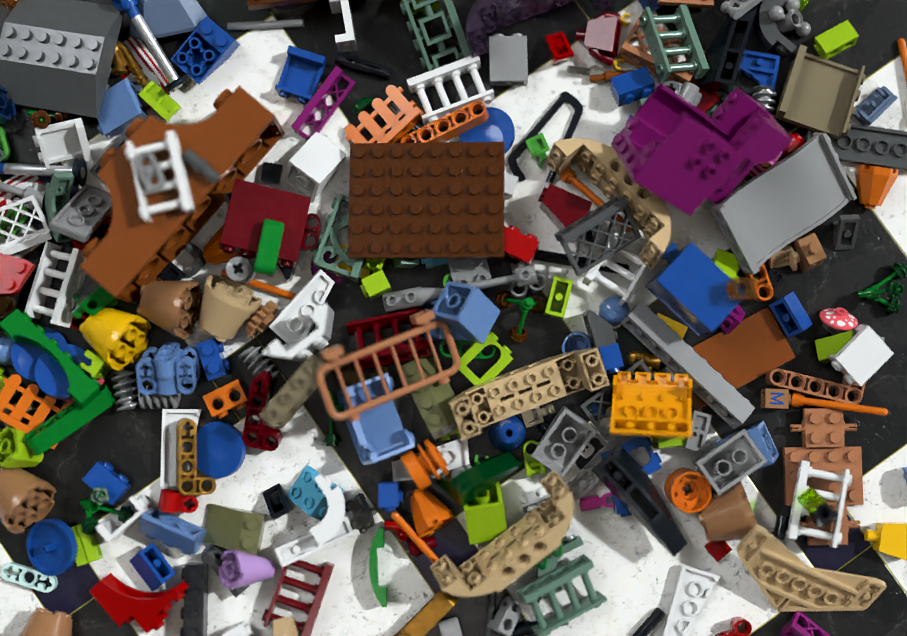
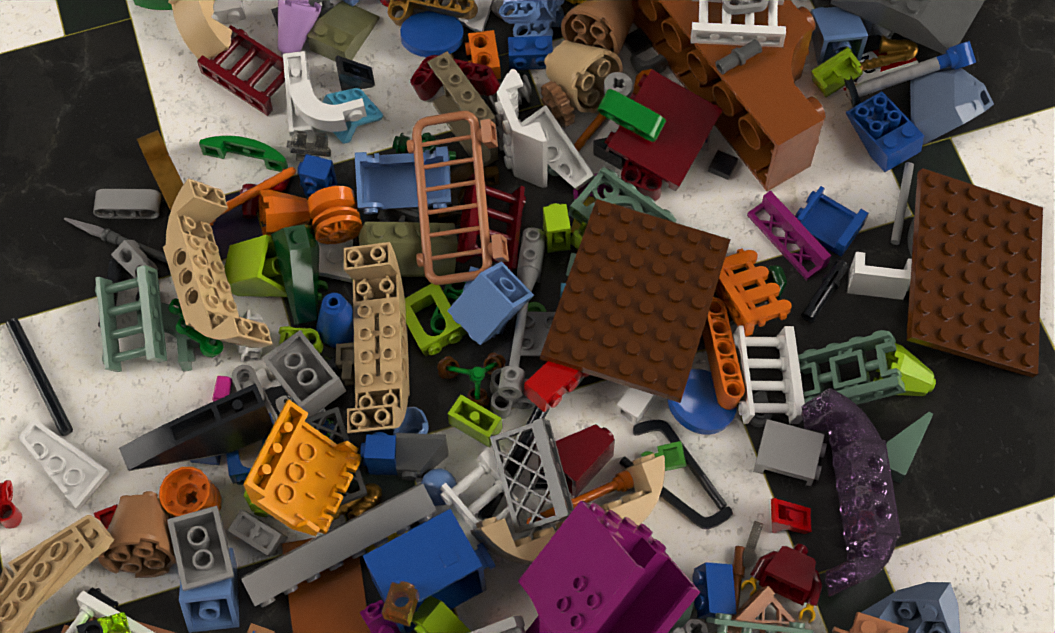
camera: 115 degrees right, 20 degrees down
(314, 166) = (718, 205): white slope -> none

